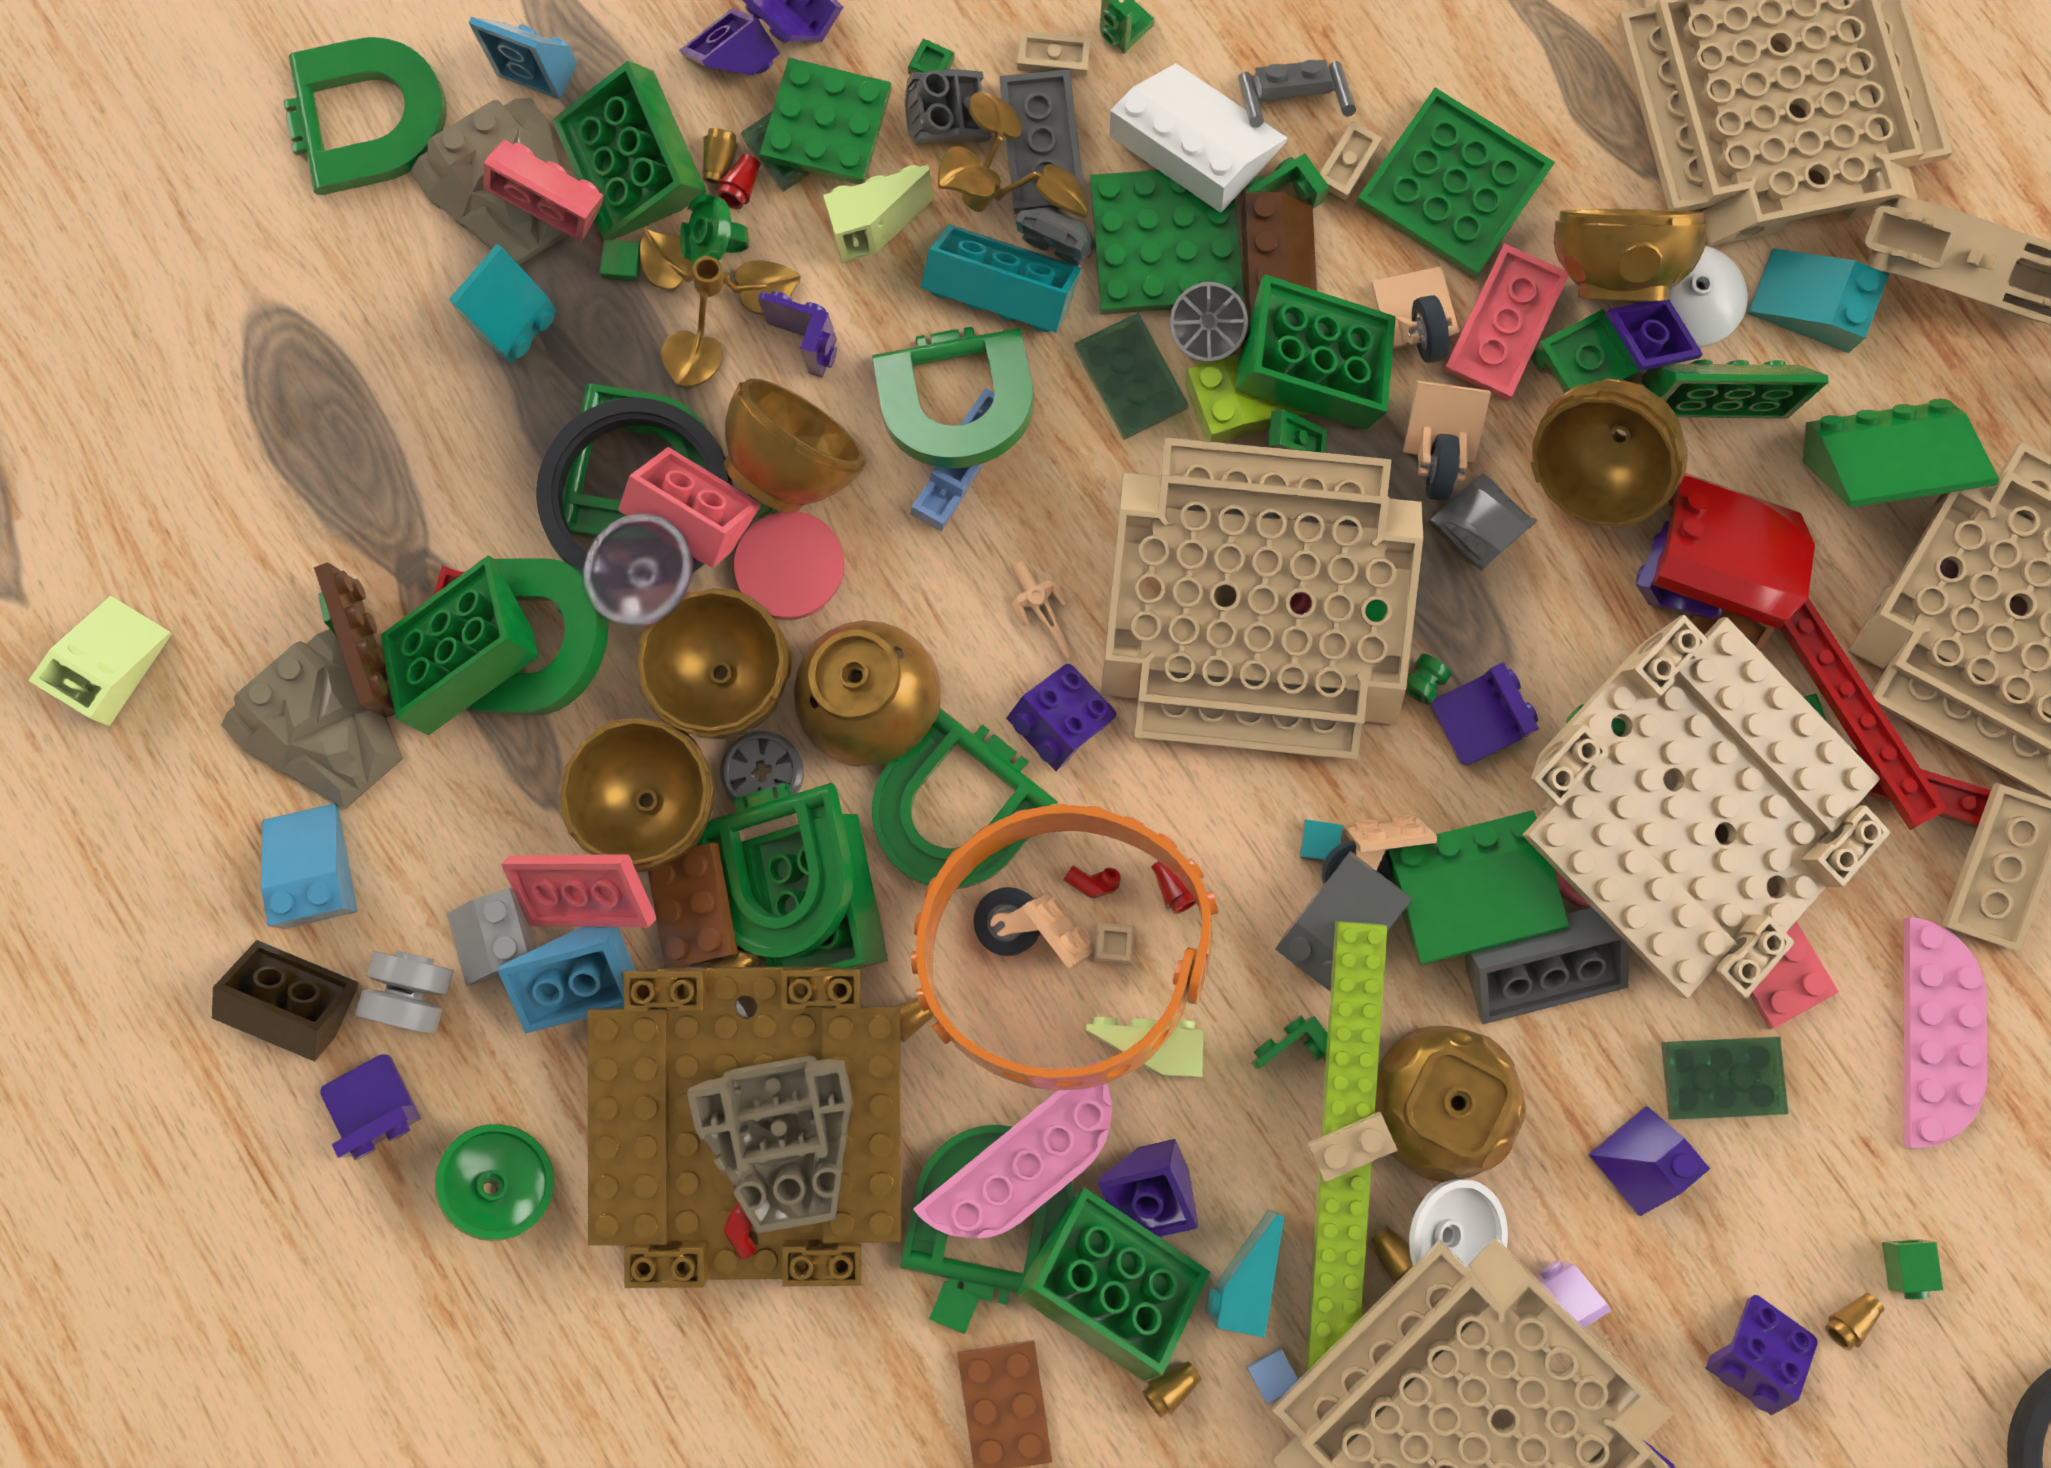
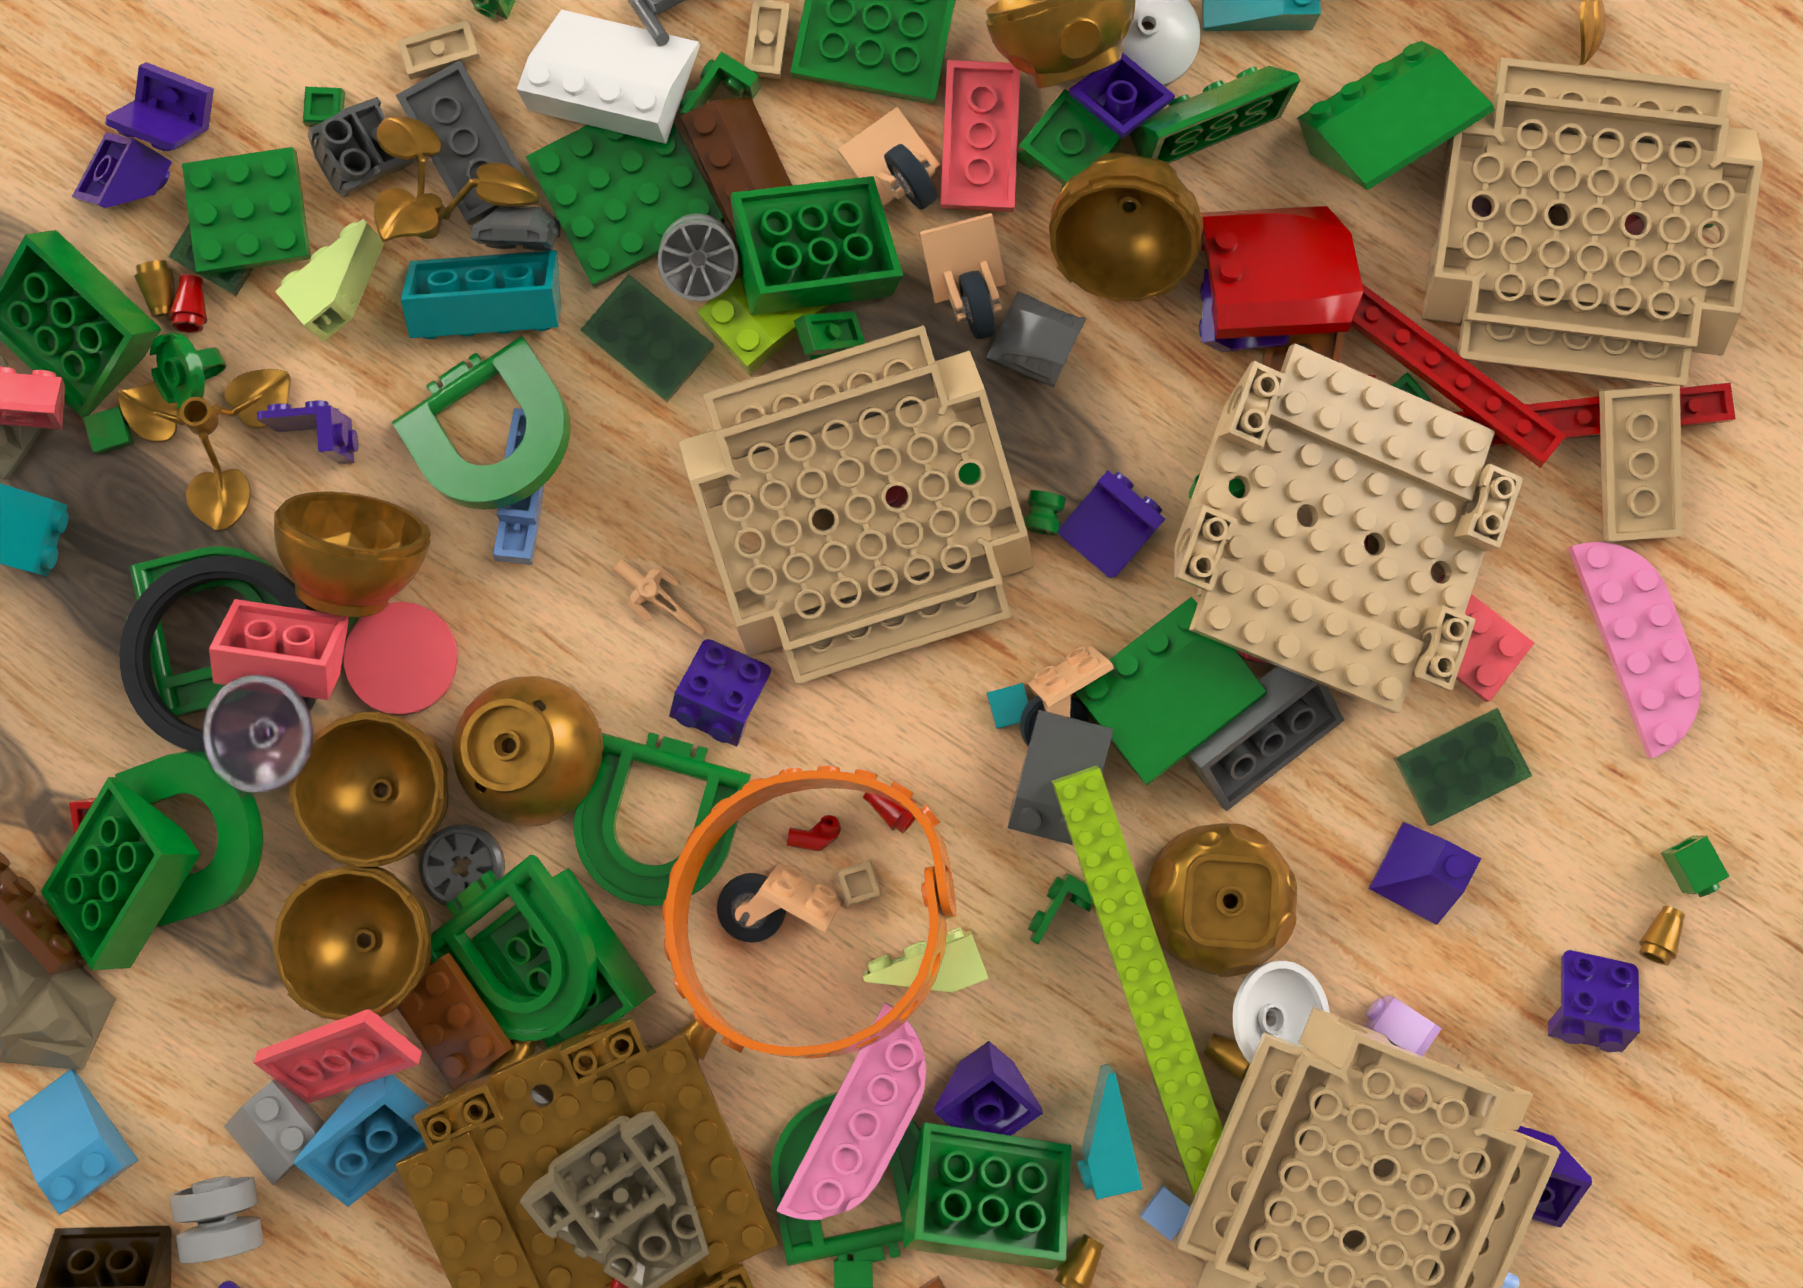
camera: 25 degrees left, 5 degrees up
(1352, 1146) = (1150, 982): tan plate -> none

